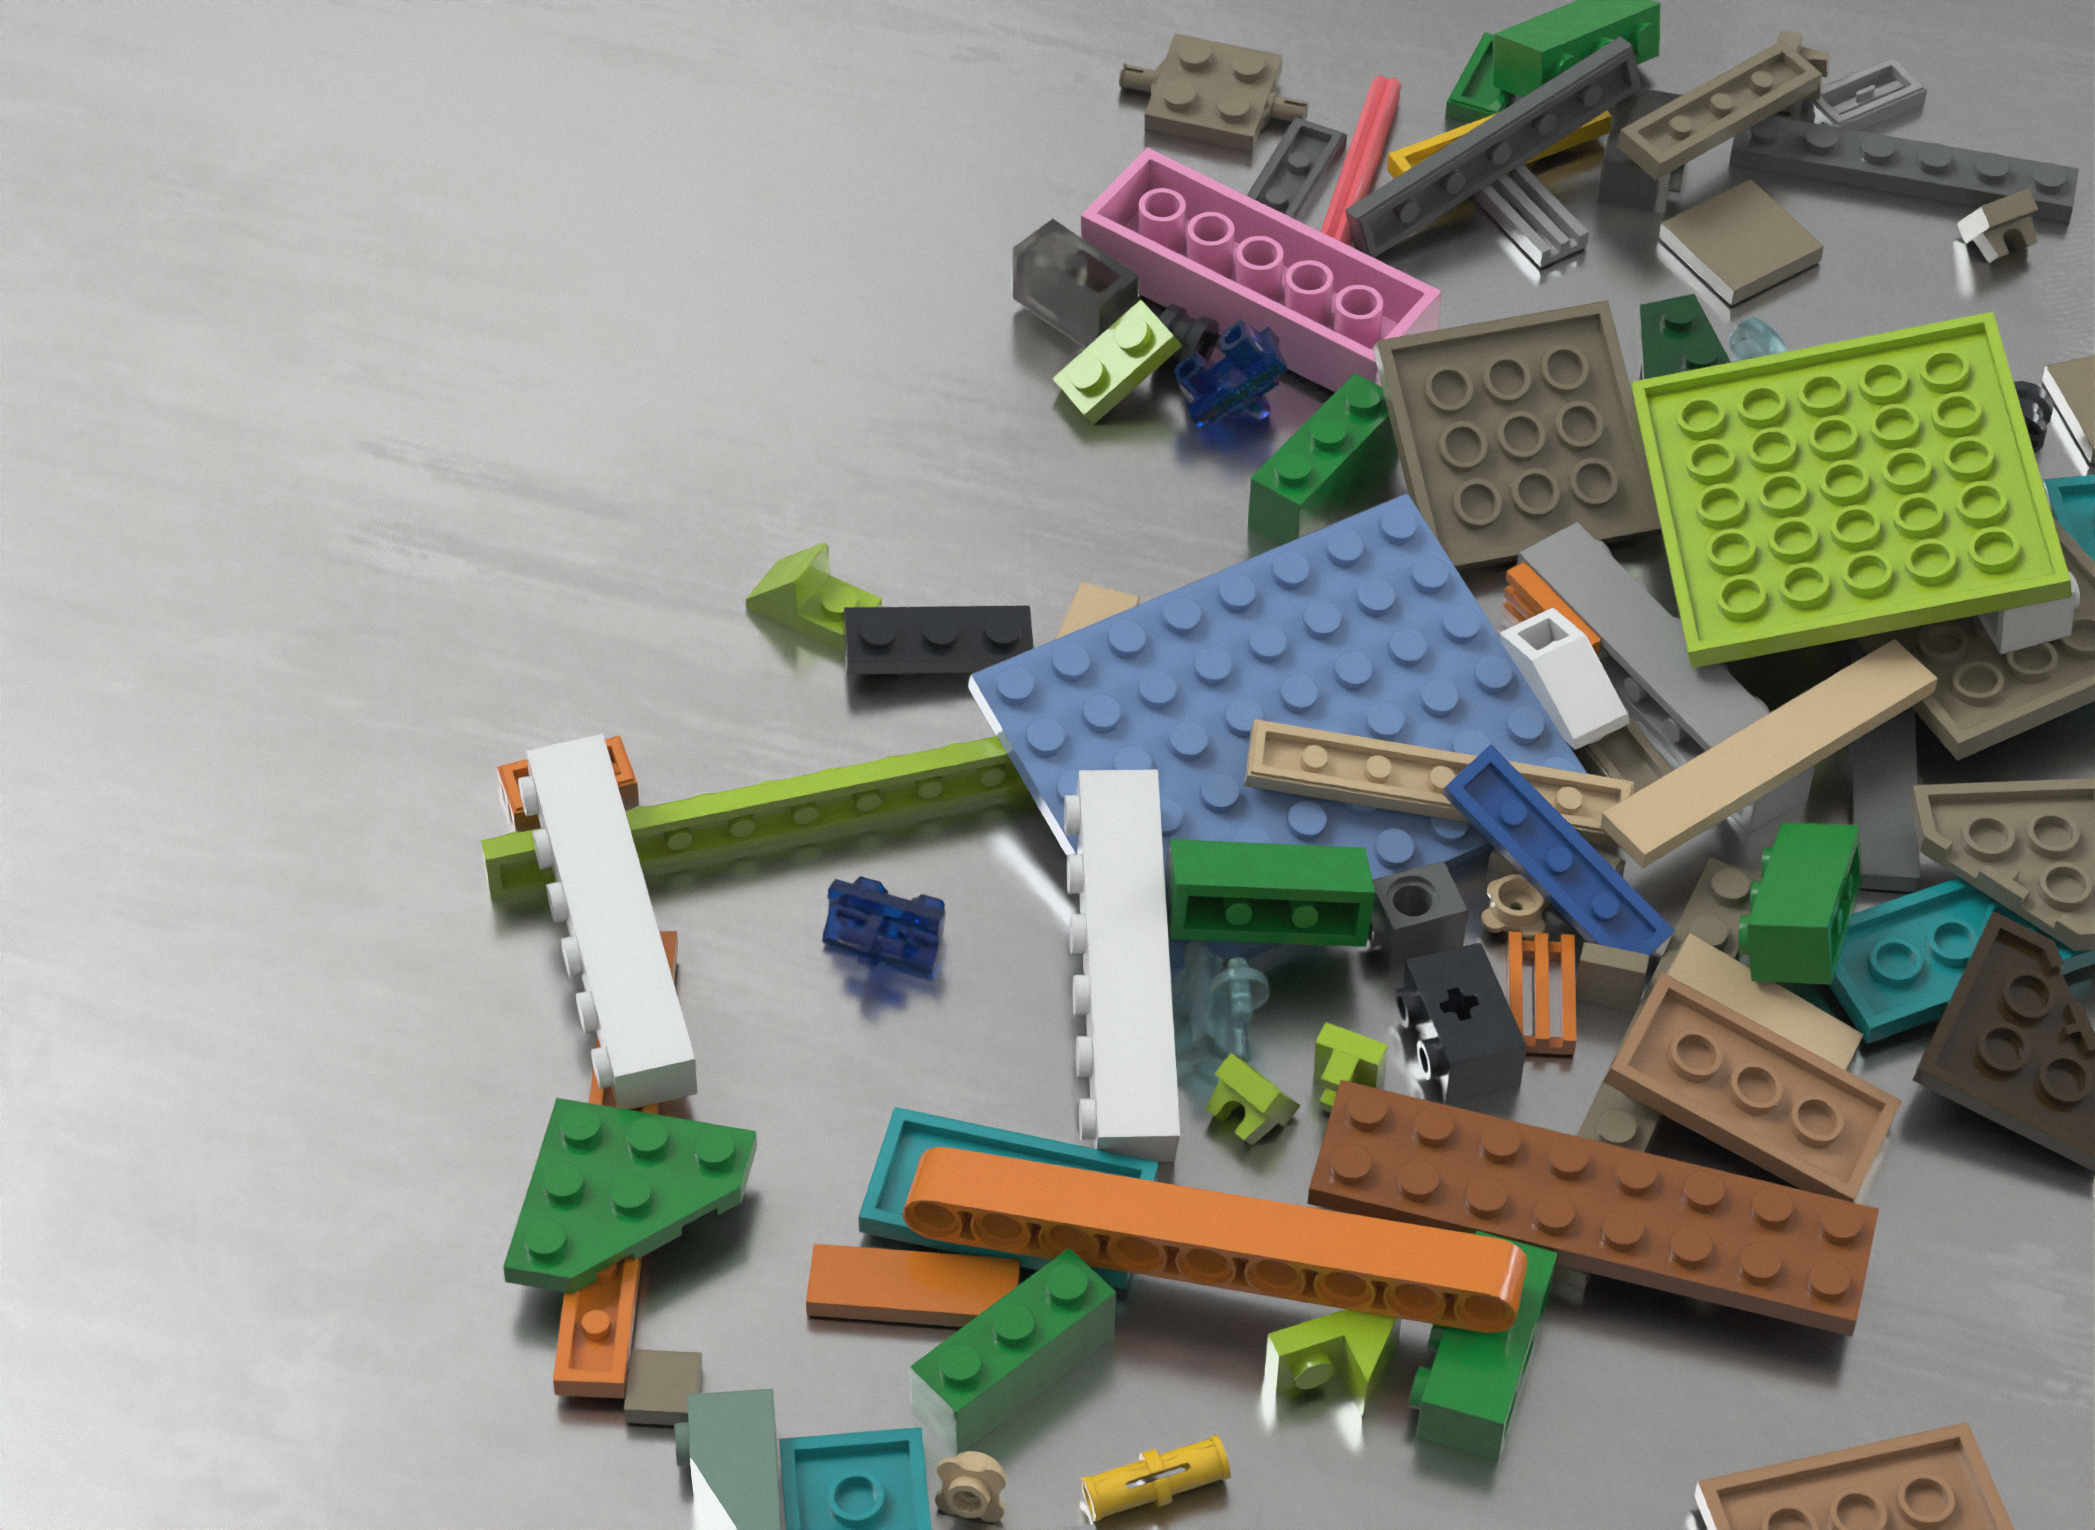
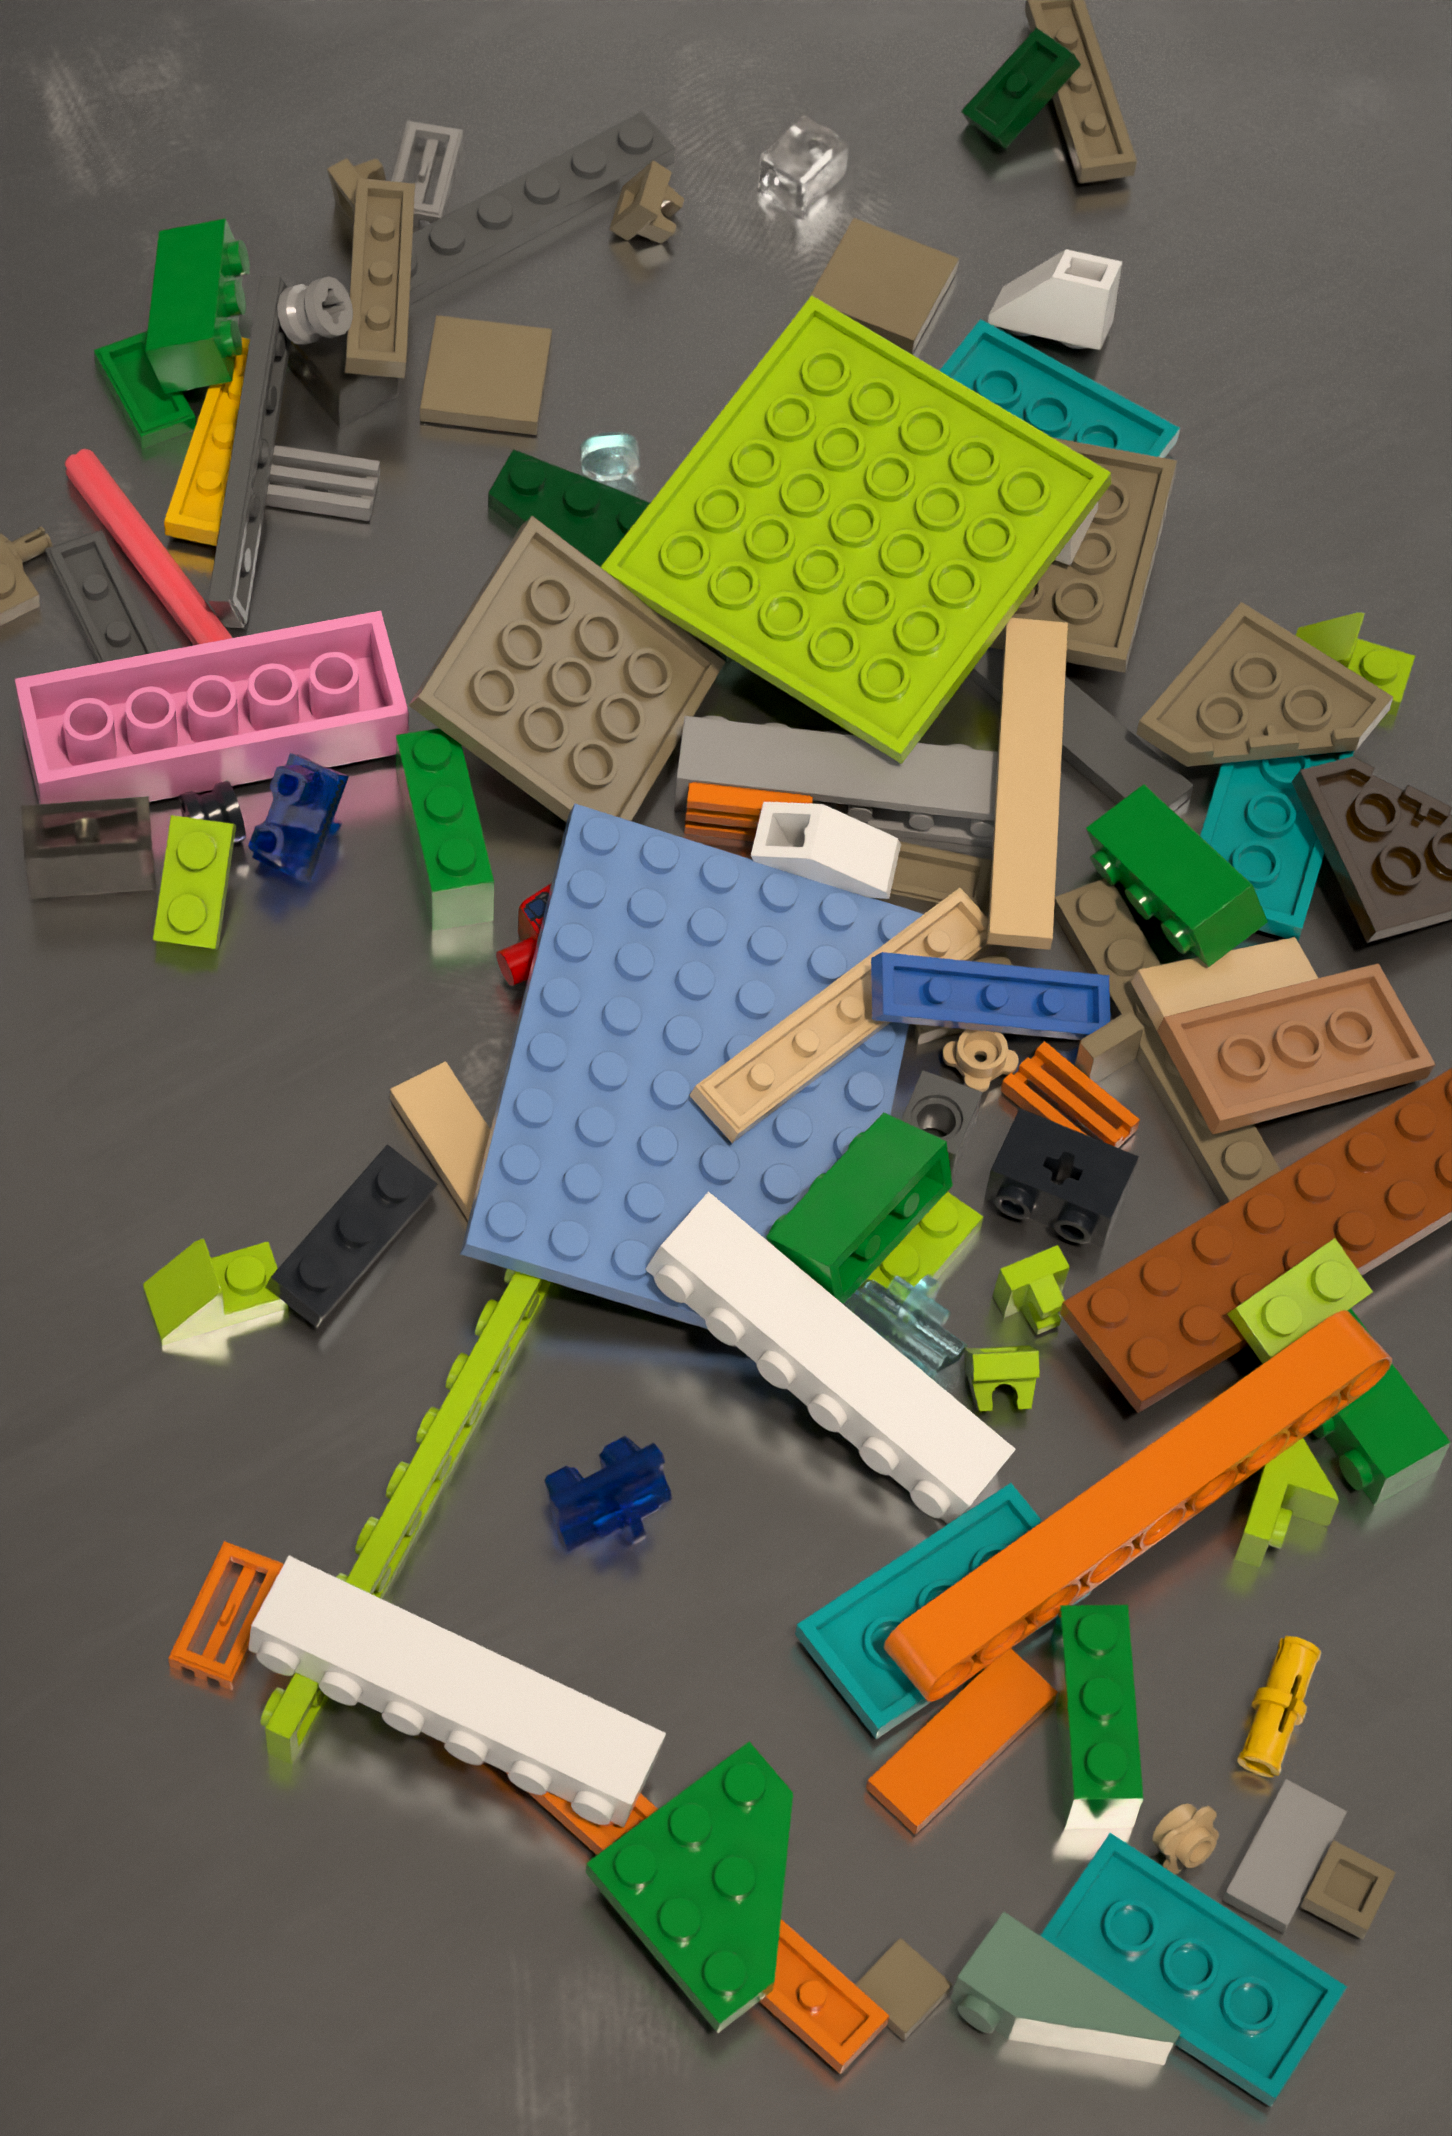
camera: 55 degrees left, 10 degrees up
(1314, 980) = (931, 1243): none -> lime plate
(1535, 1223) = (1299, 1300): none -> lime plate
(1619, 86) = (315, 310): none -> light grey wheel

